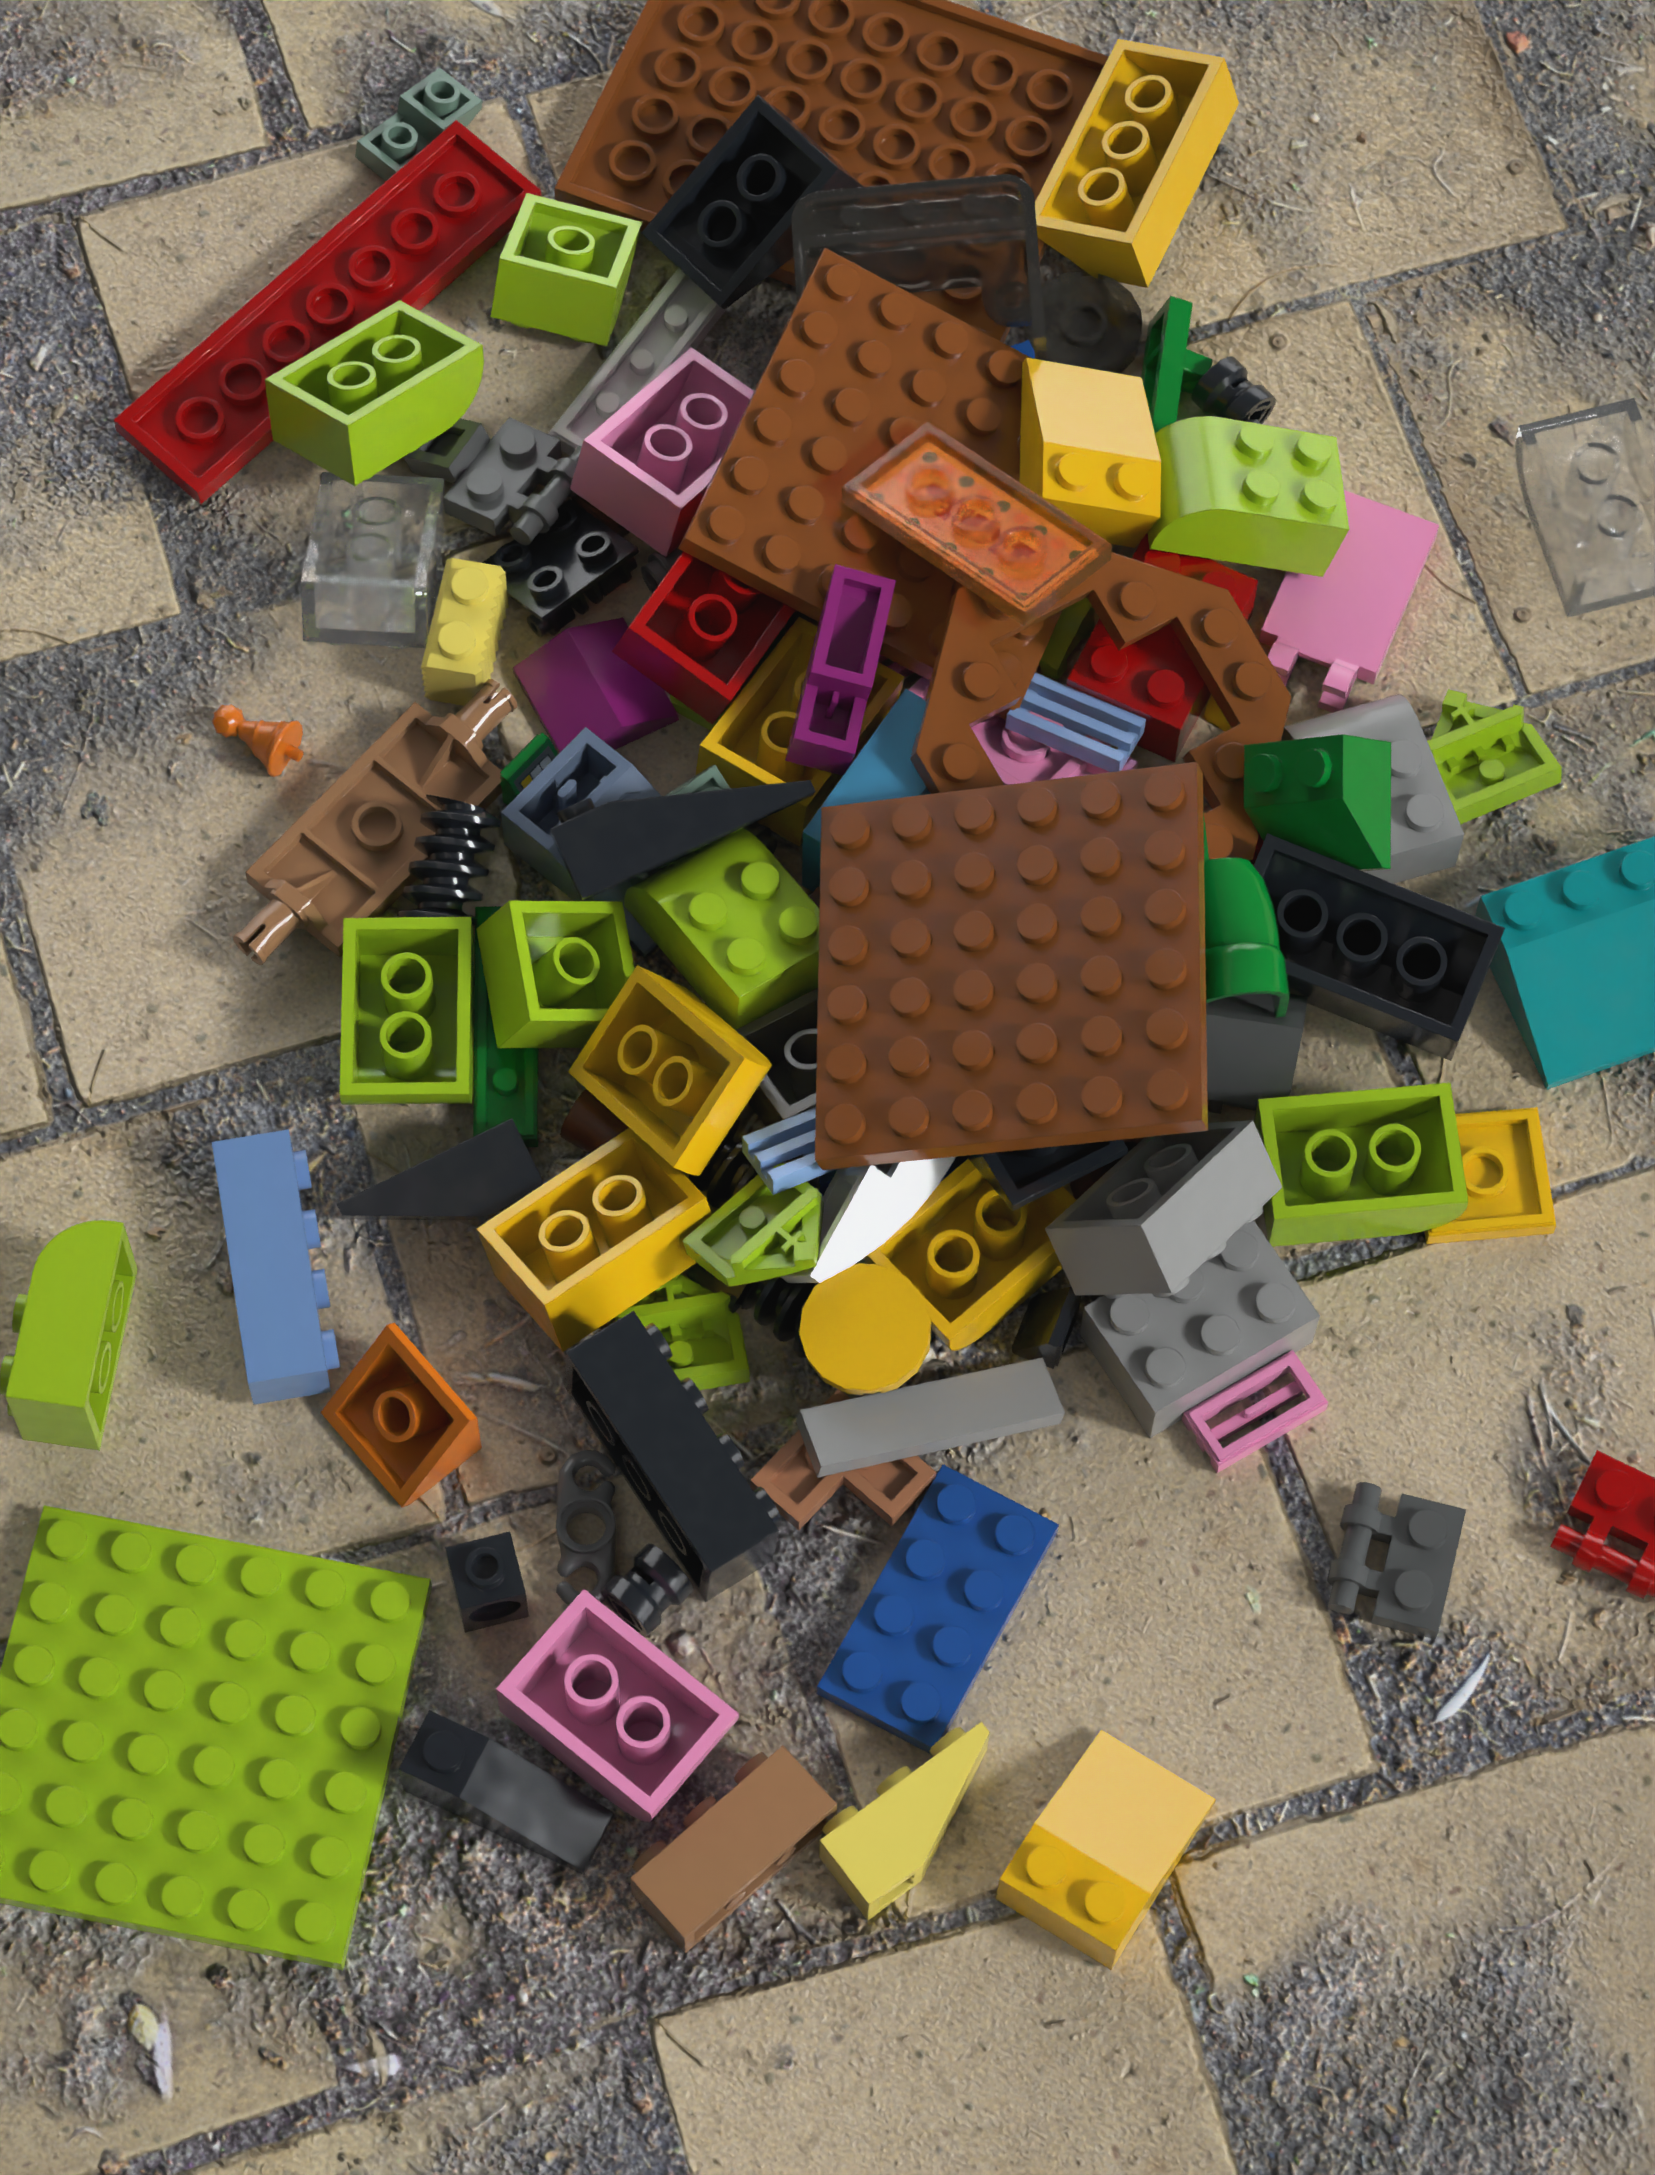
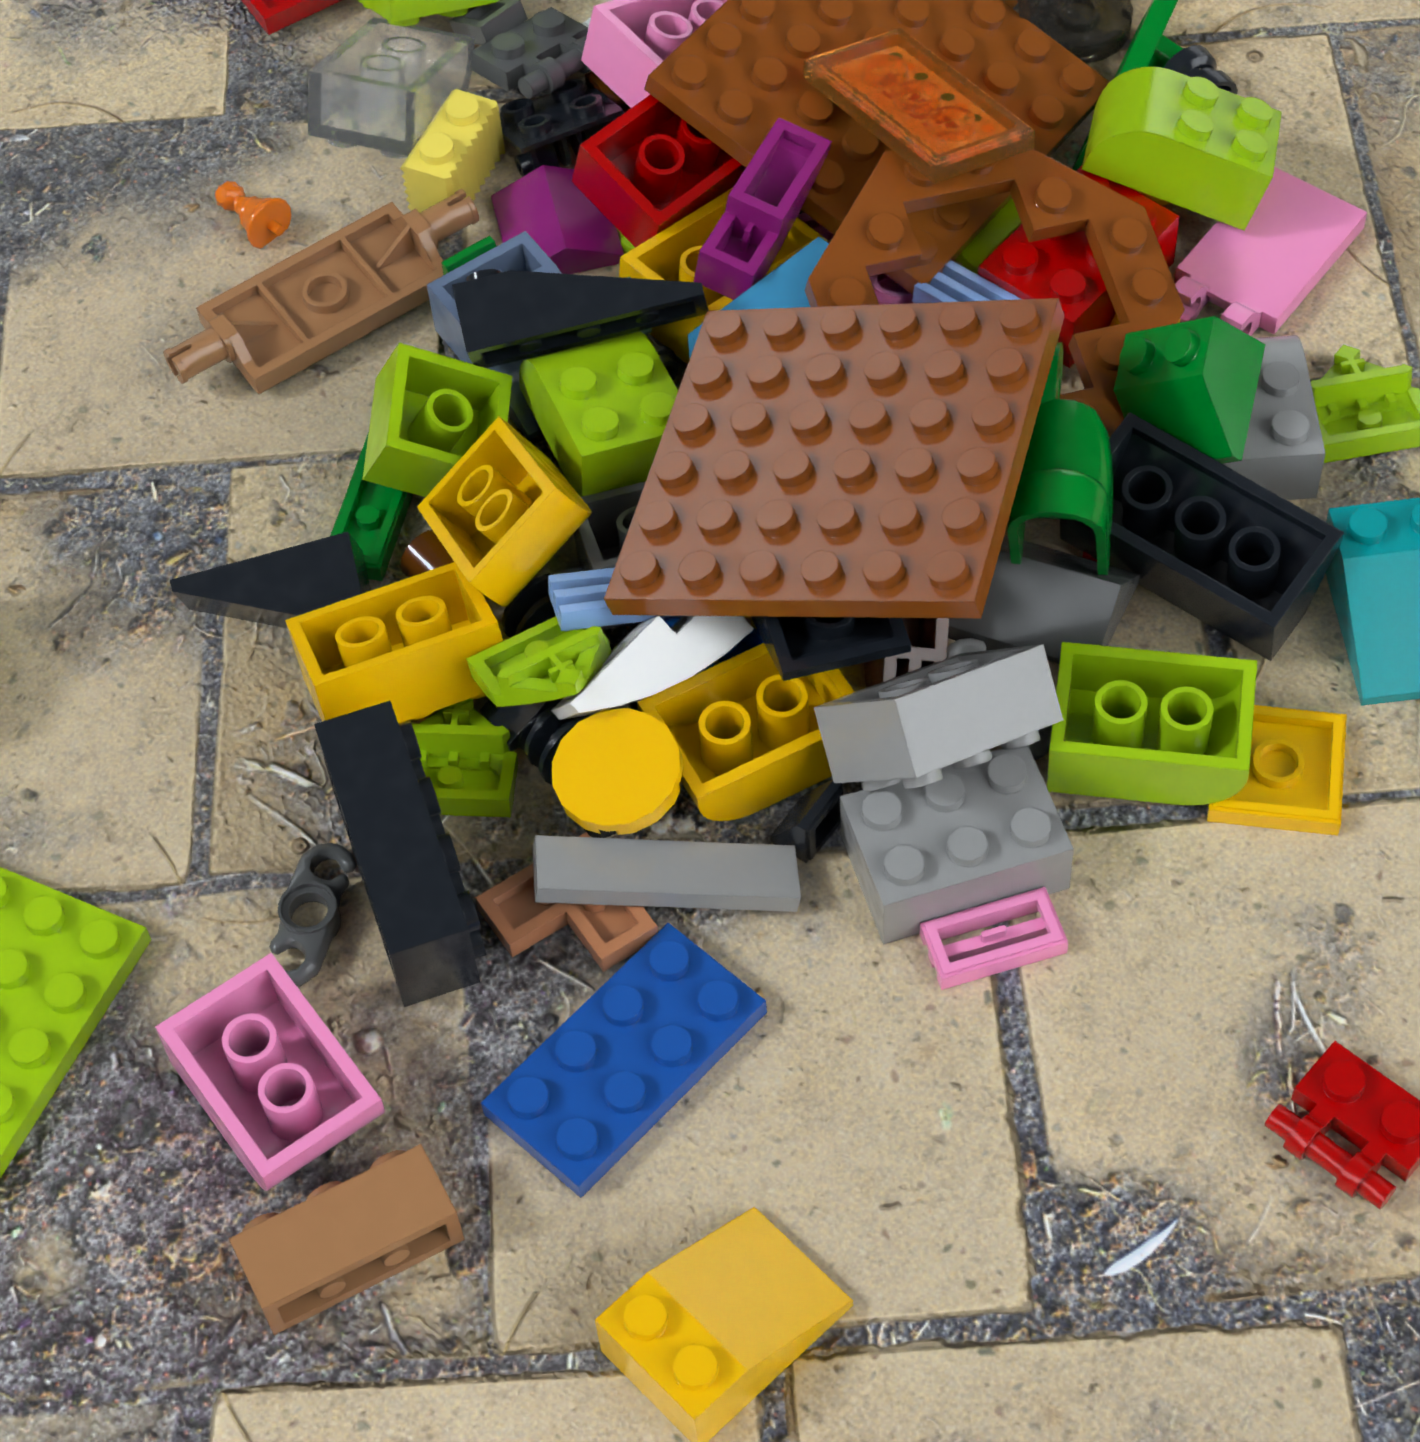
camera: 20 degrees right, 10 degrees down
(273, 1268) = (97, 628): medium blue brick -> none
(402, 1418) = (170, 780): orange slope -> none
(407, 1011) = (292, 435): lime brick -> none
(450, 859) = (368, 324): black piece -> none
(487, 1581) = (194, 938): black brick -> none
(502, 1792) = (141, 1135): black slope -> none
(647, 1589) = (345, 978): black wheel -> none
(893, 1839) = (518, 1259): light yellow slope -> none
(1091, 448) = (1050, 81): yellow slope -> none
(1417, 1562) = (1121, 1115): dark grey plate -> none

